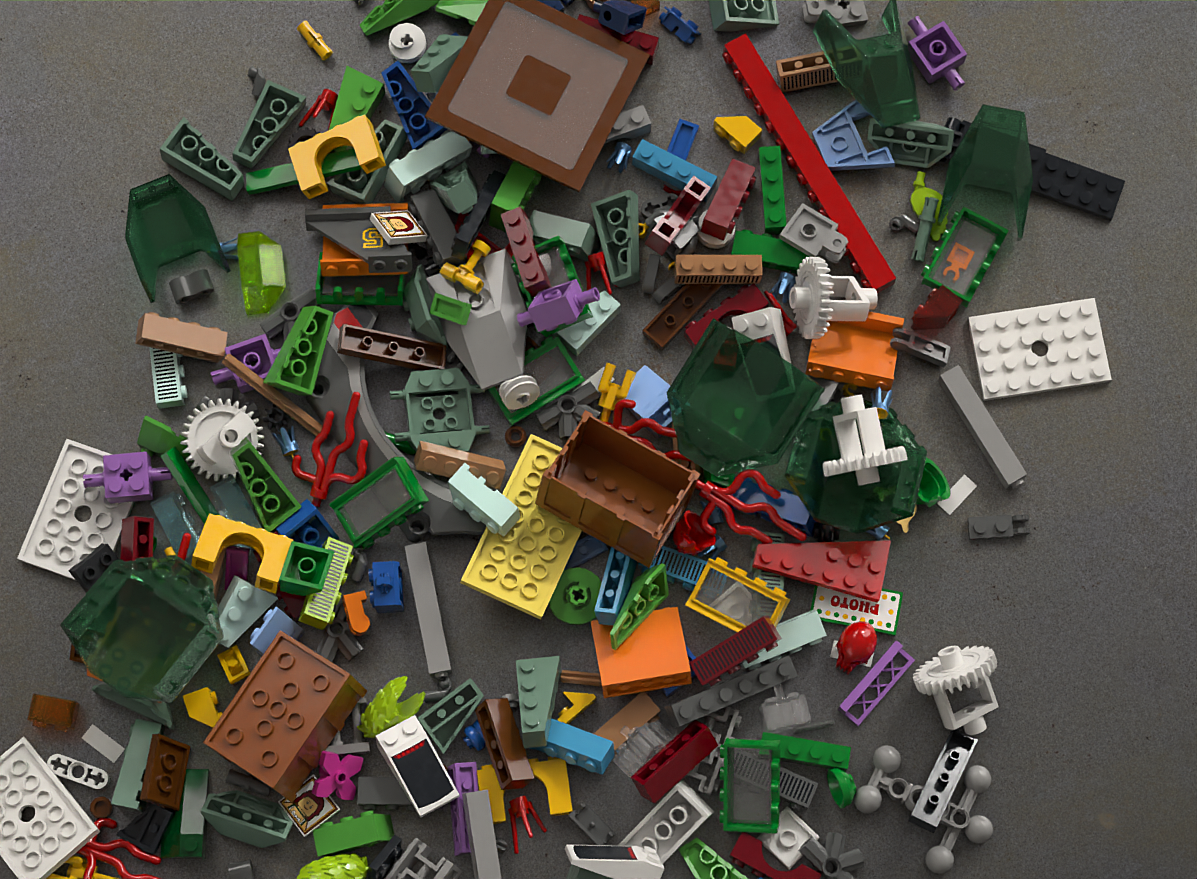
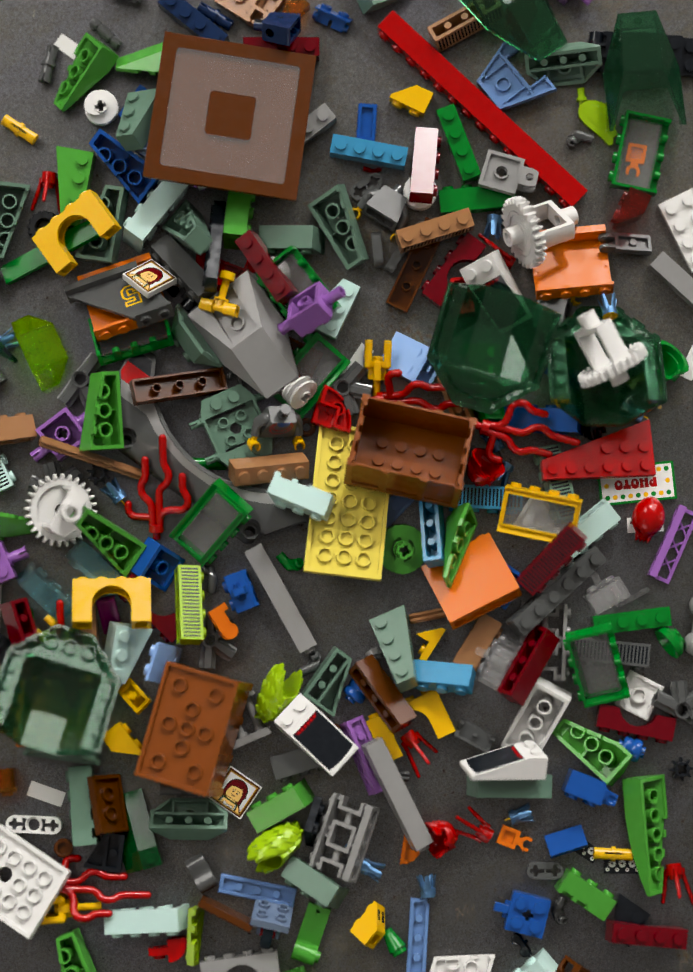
camera: 15 degrees left, 10 degrees up
(188, 484) = (46, 557): green tile -> none
(305, 569) = (169, 600): green slope -> none
(336, 775) = (250, 762): dark pink plant -> none
(449, 577) = (290, 564): none -> green arm
(450, 309) = (218, 337): bright green tile -> none
(484, 418) = (277, 422): none -> dark grey torso
(546, 425) = (331, 411): none -> red brick
(597, 262) = (329, 255): red plant -> none
(620, 156) = (318, 149): flat silver piece -> none
(678, 216) = (386, 195): dark red arch -> none
(925, 226) = (598, 138): sand green pin -> none

